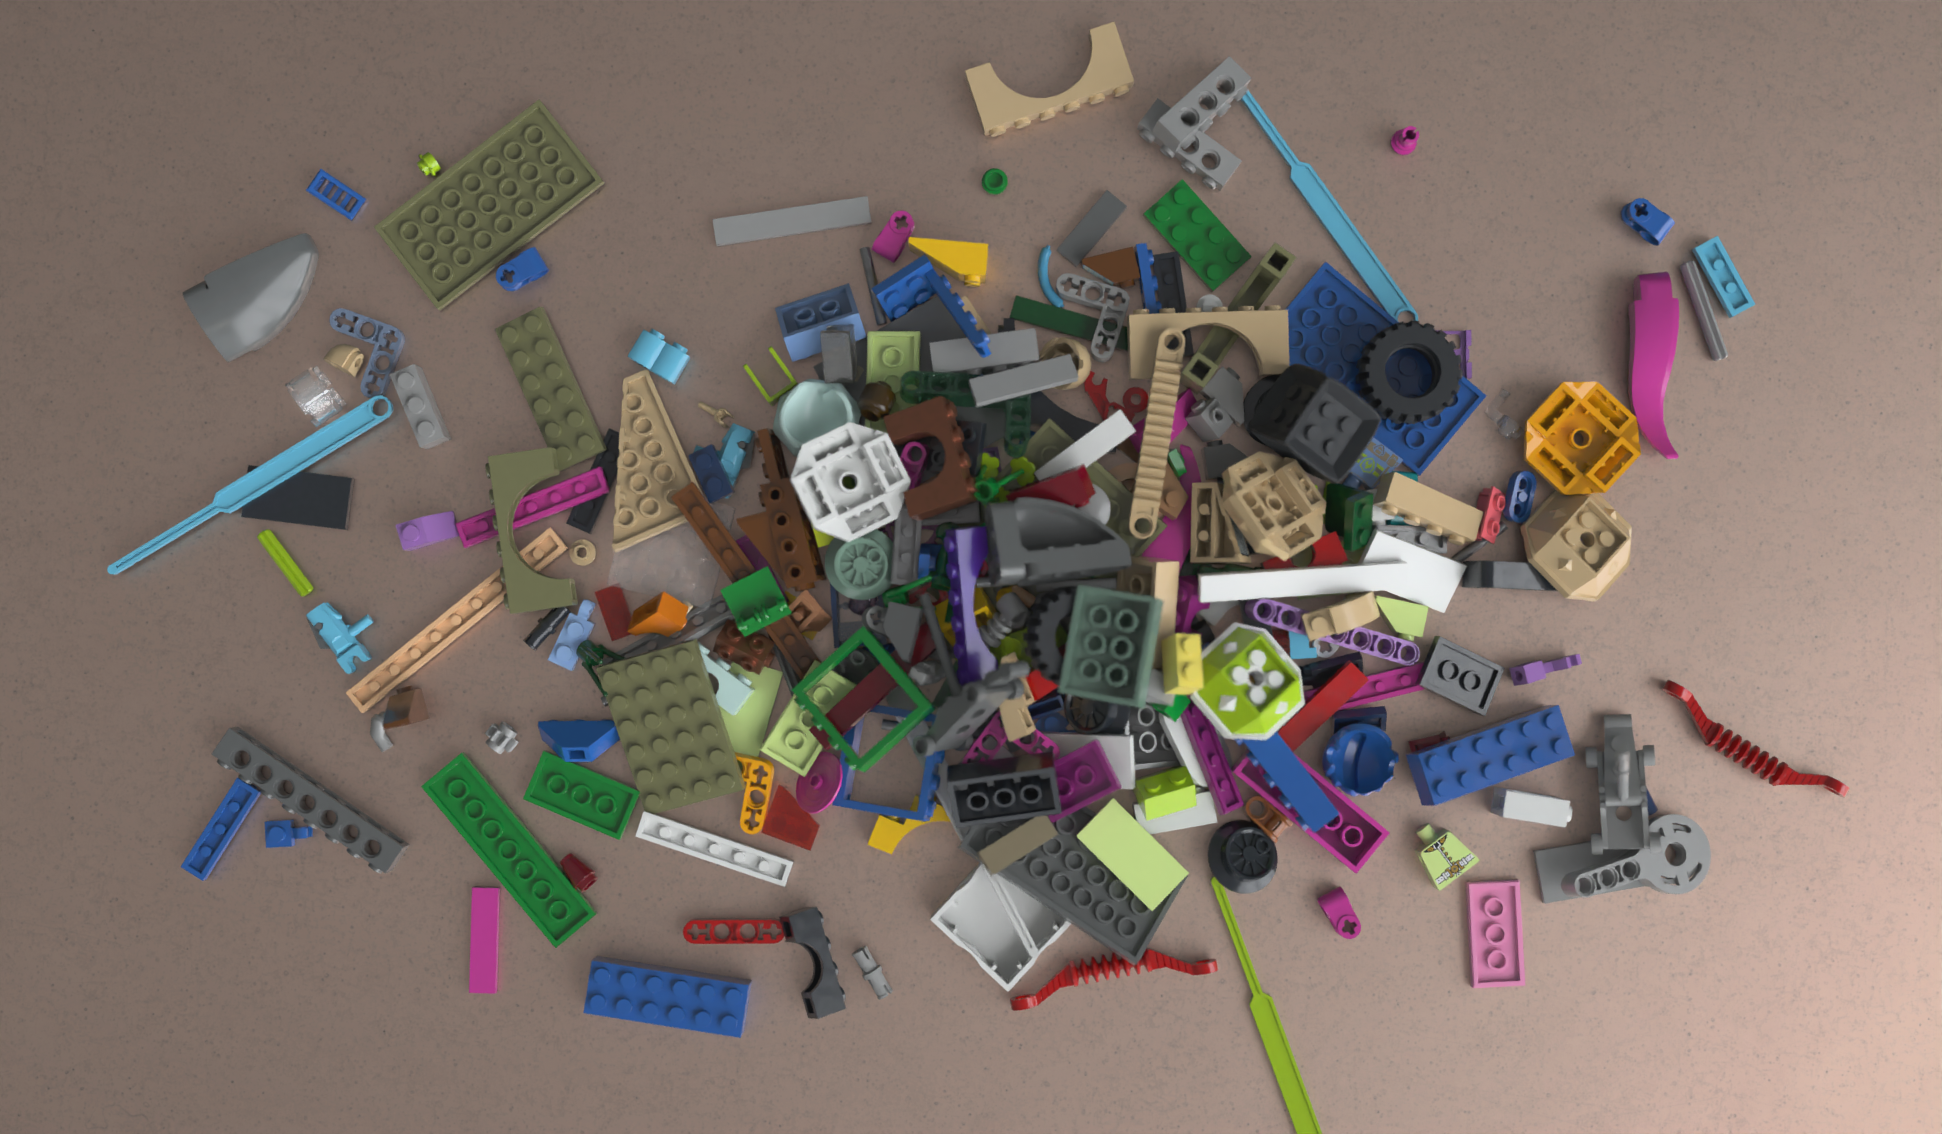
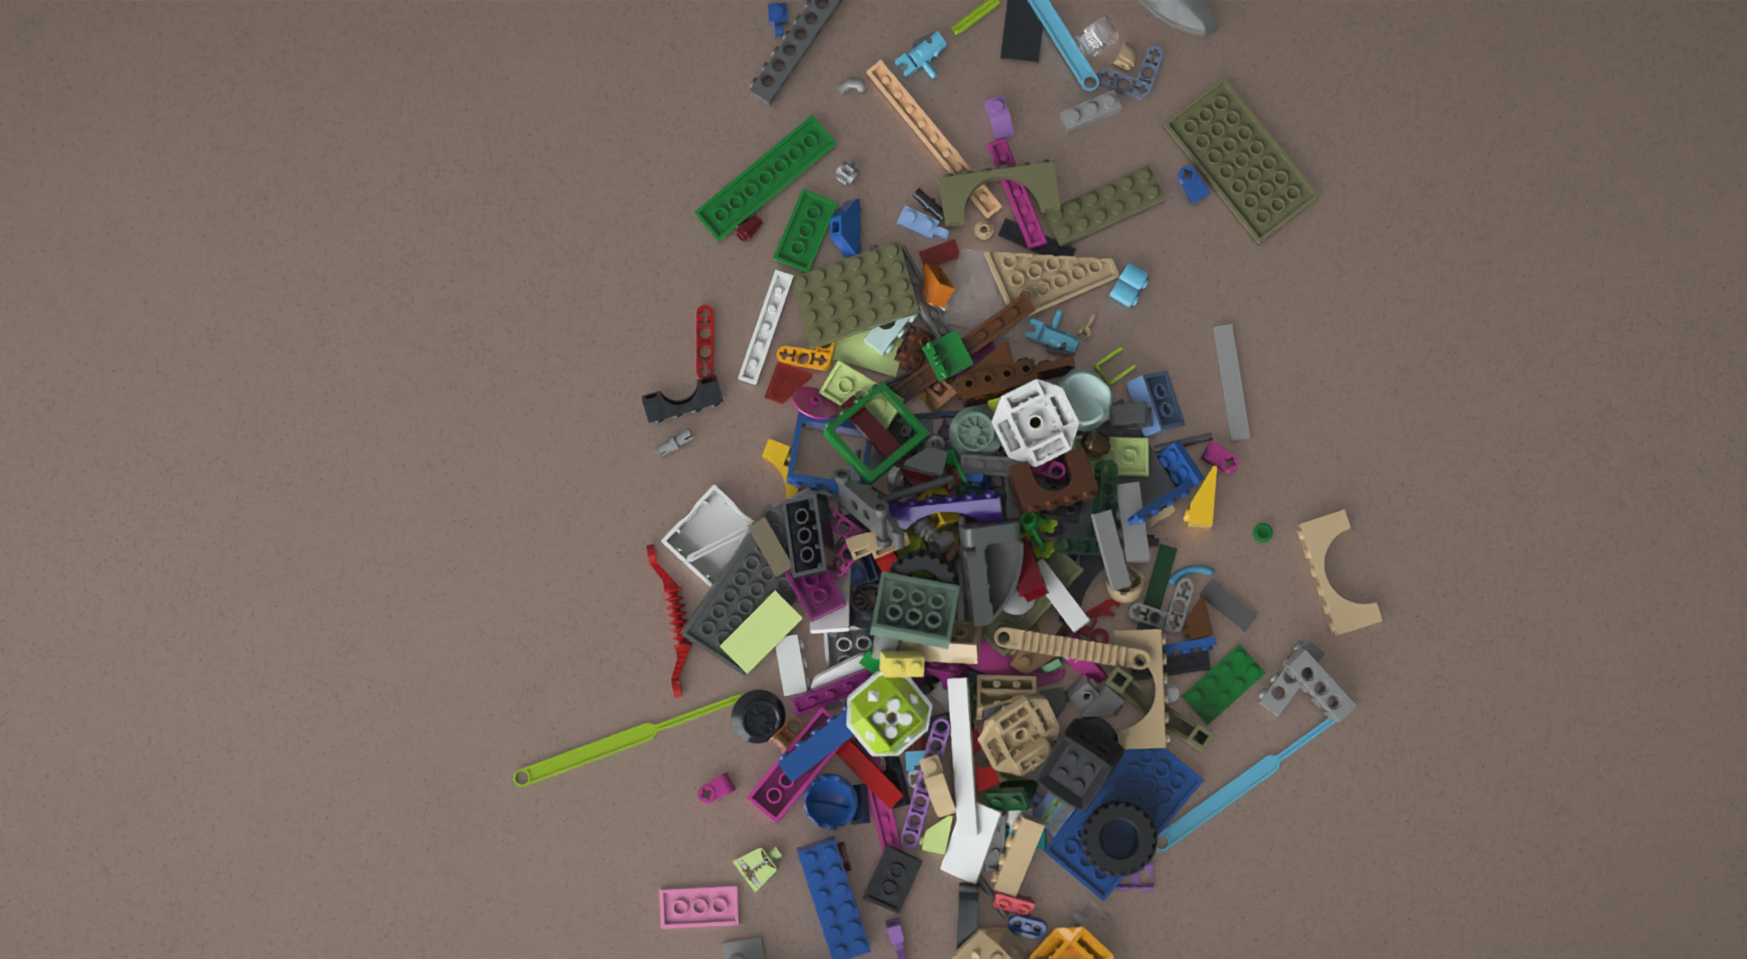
camera: 100 degrees right, 5 degrees down
(317, 182) = (1261, 38): blue slope -> none
(405, 708) = (869, 103): reddish brown slope -> none
(428, 164) = (1270, 115): lime plate -> none
(484, 939) = (699, 161): dark pink tile -> none
(592, 656) = (908, 237): dark green plant -> none
(667, 996) = (658, 294): blue brick -> none
(711, 473) = (1041, 323): dark blue plate -> none
(1165, 792) = (806, 656): lime slope -> none
(1405, 140) = (1296, 841): dark pink pin -> none
(1531, 807) = (794, 931): white window -> none

